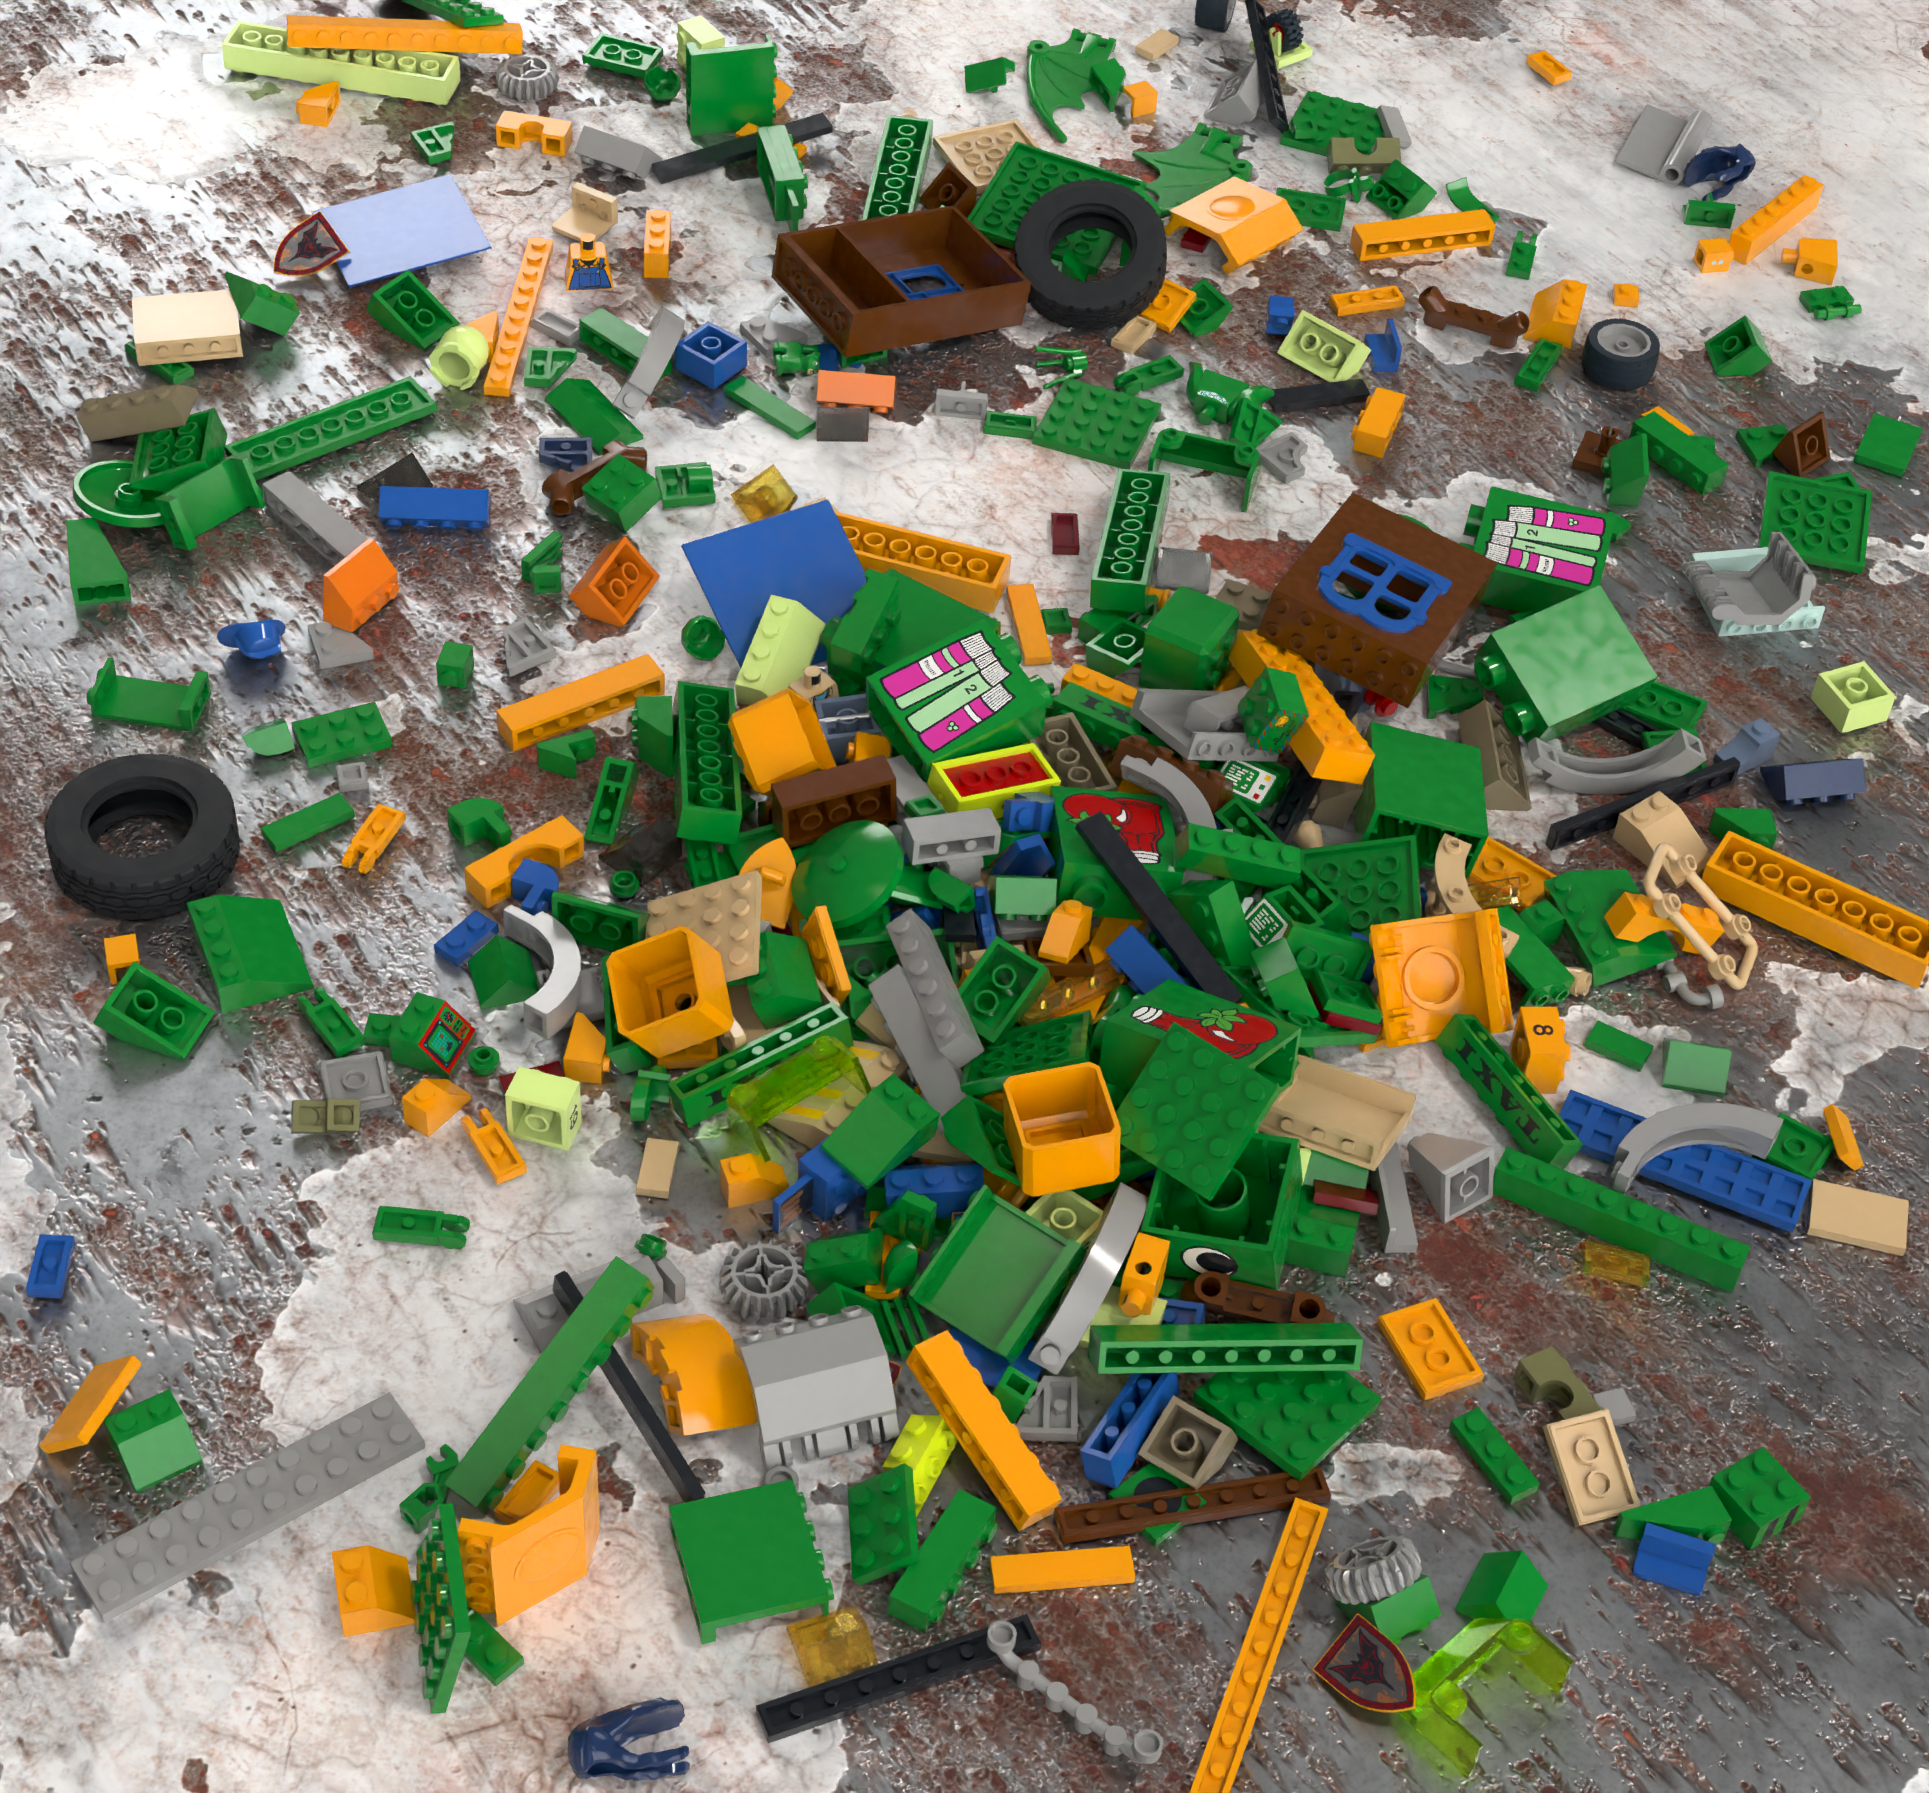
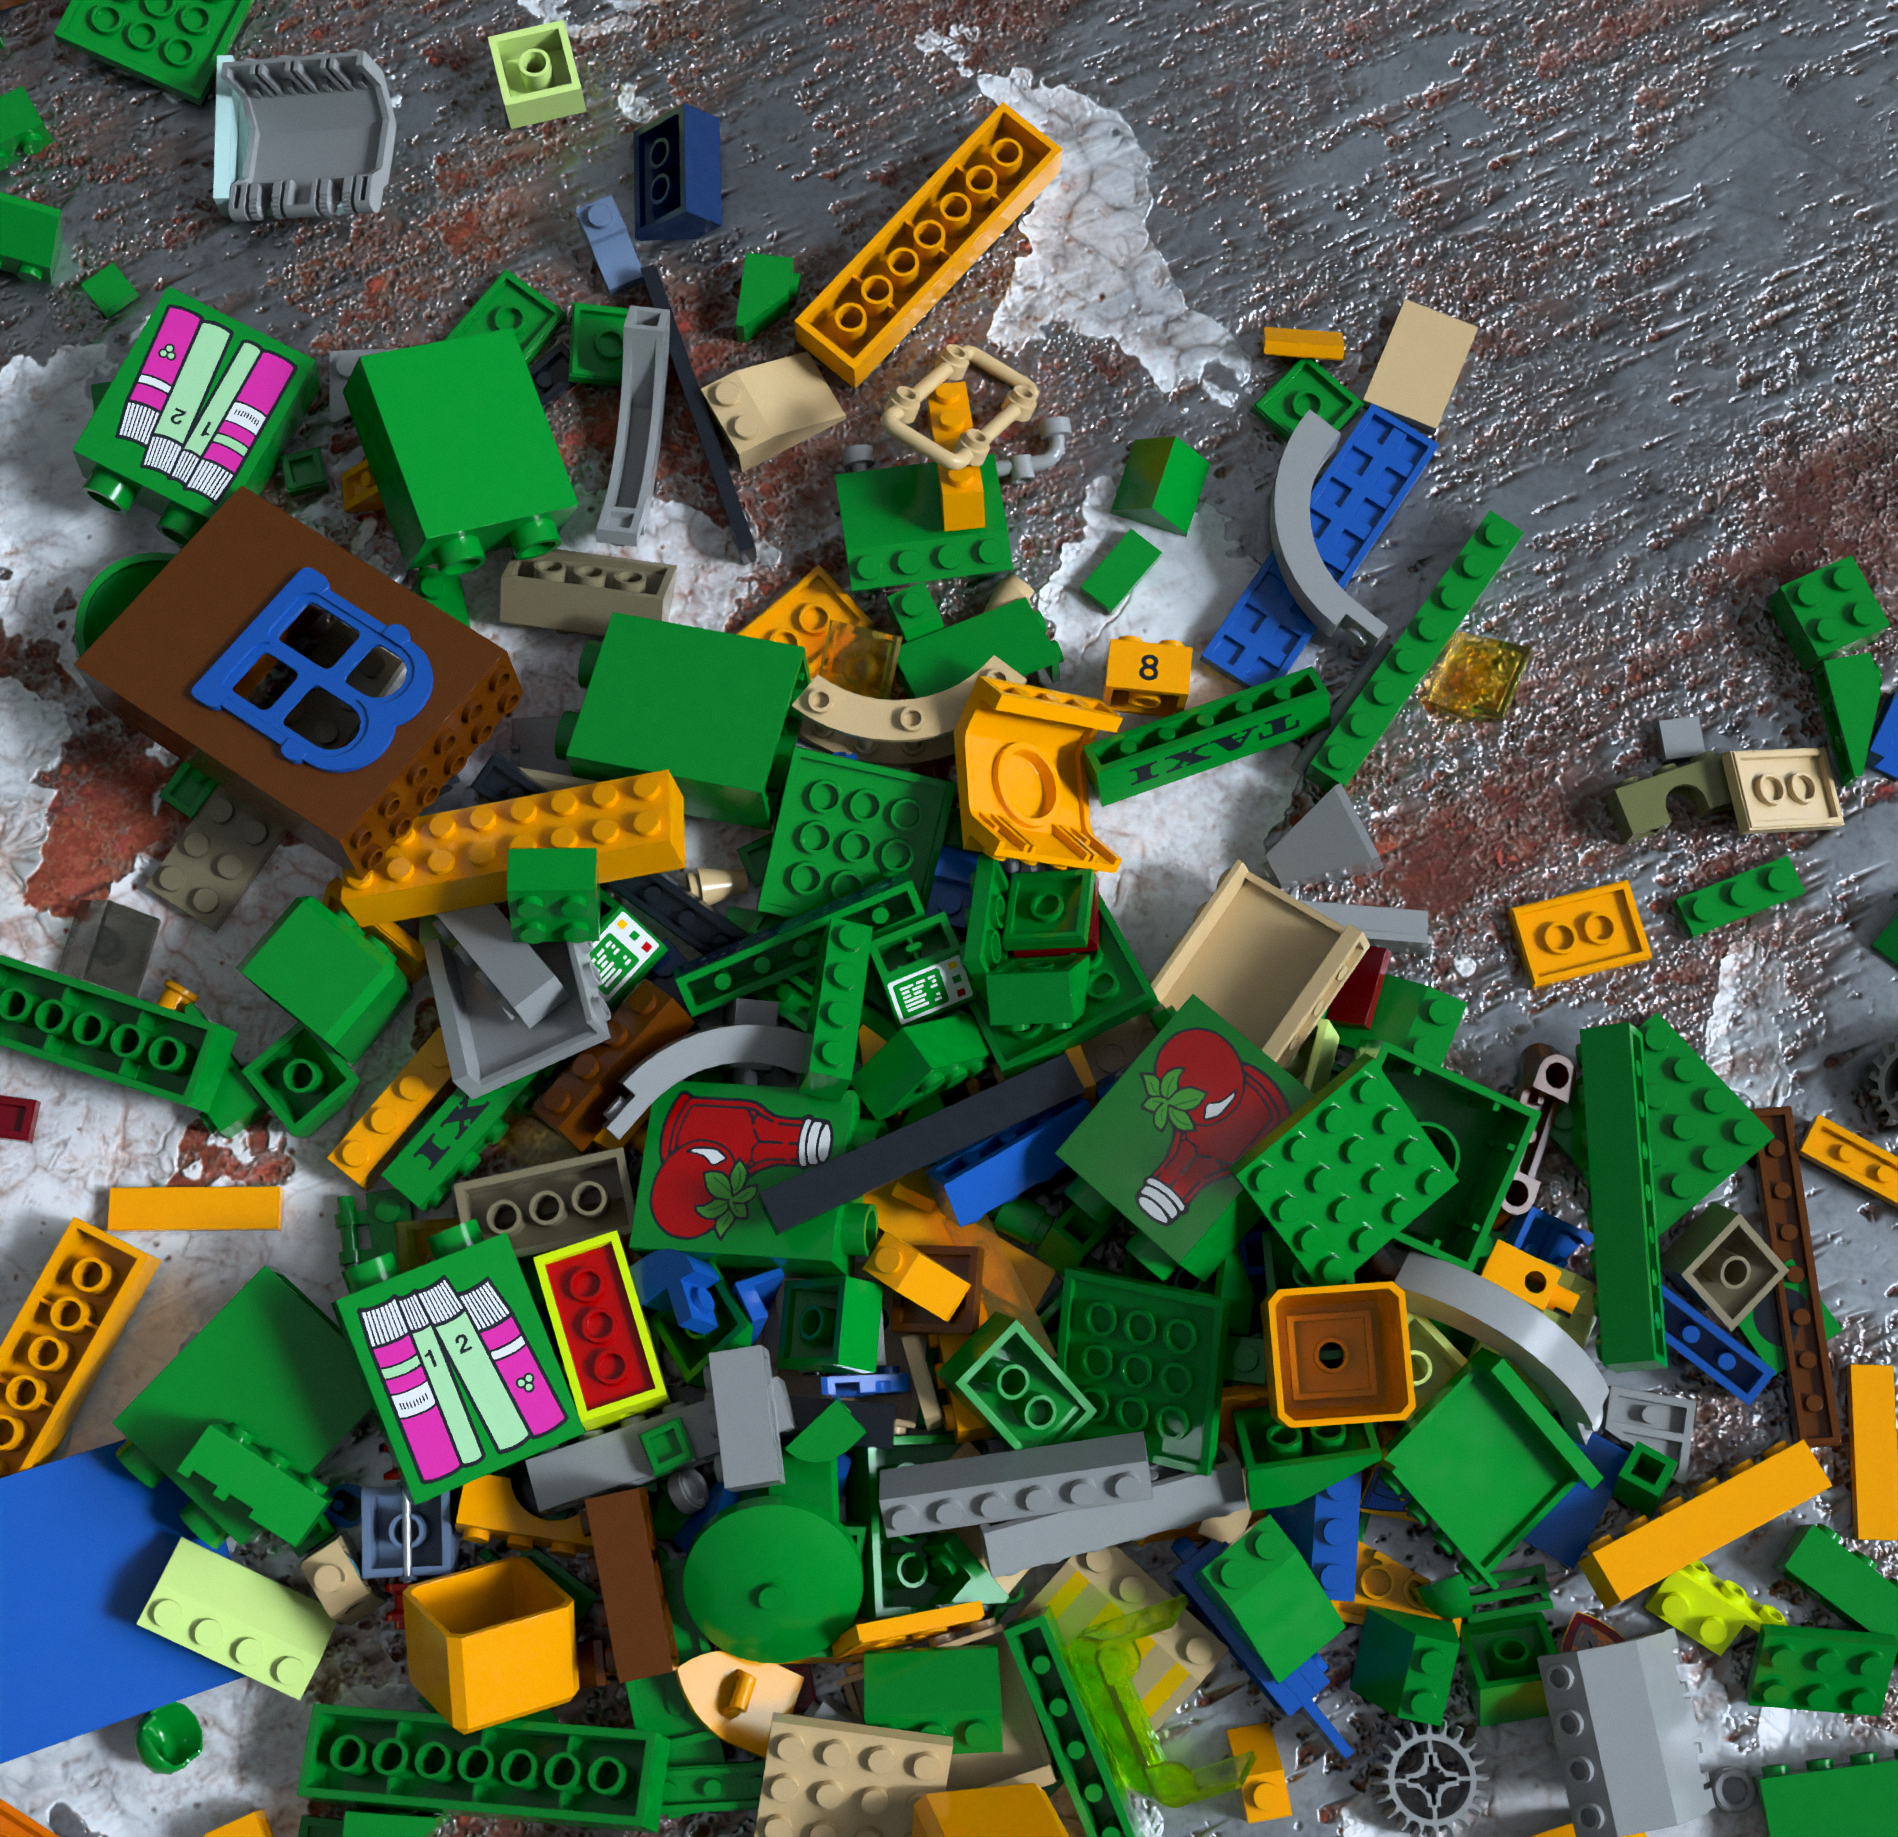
camera: 80 degrees left, 30 degrees up
(911, 1219) = (1385, 1565): green wing -> none
(1056, 621) = (193, 1165): green tile -> none

